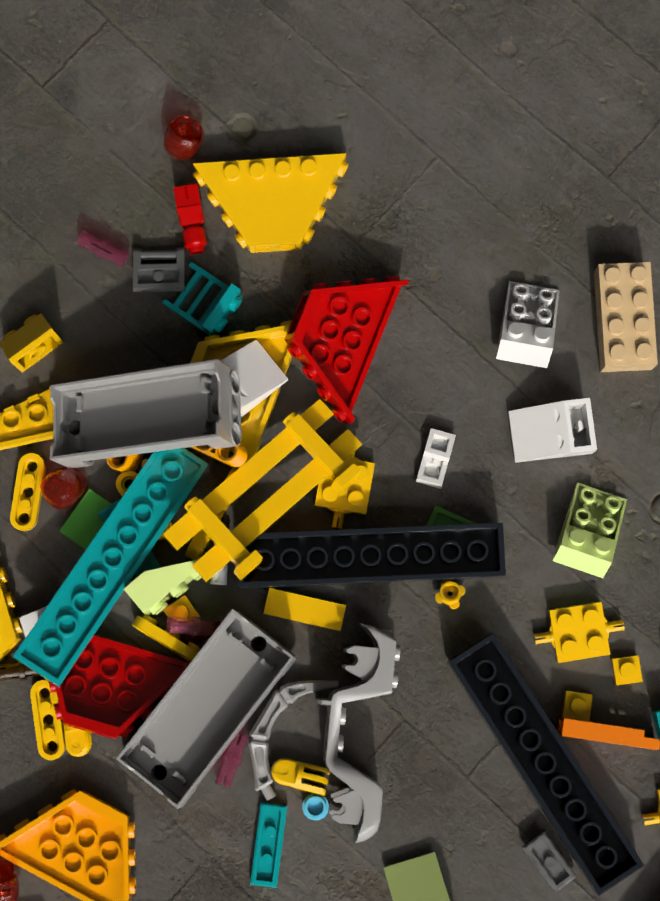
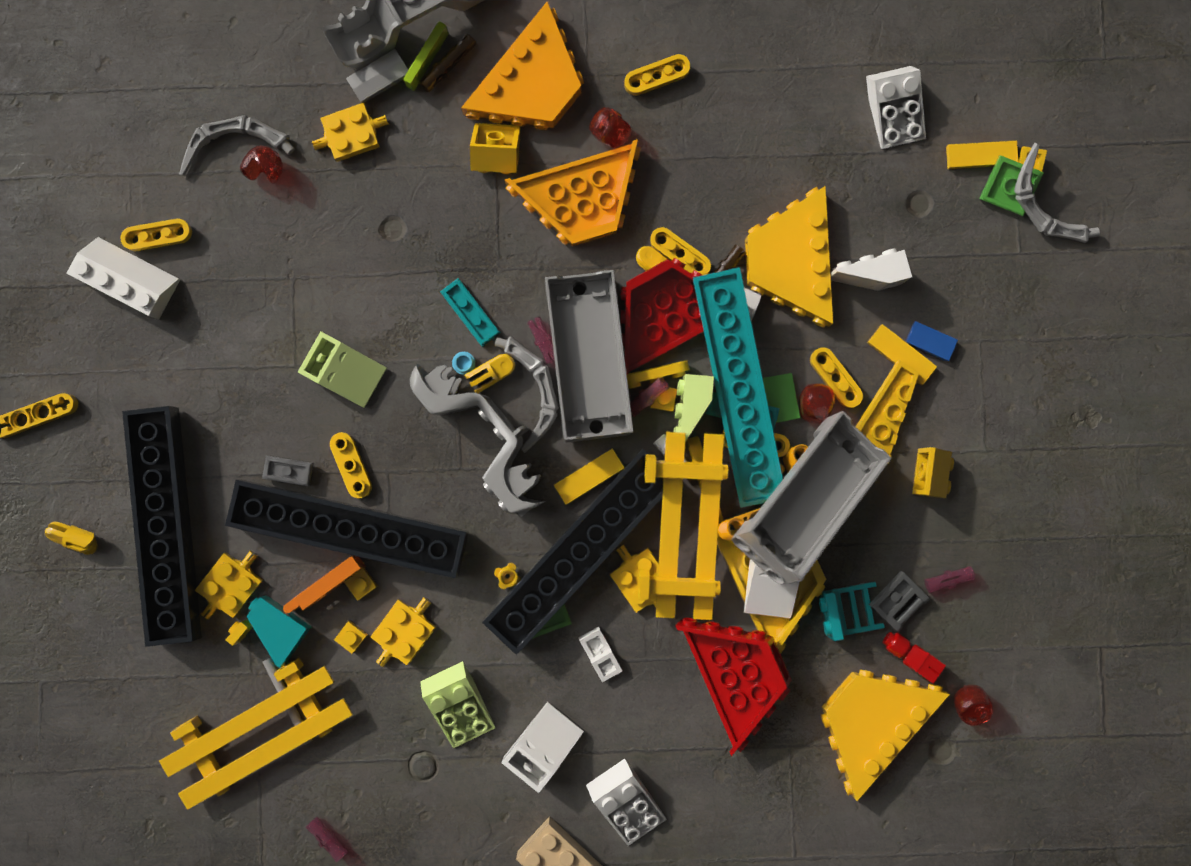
camera: 130 degrees right, 5 degrees up
(492, 801) = (358, 472): none -> yellow plate

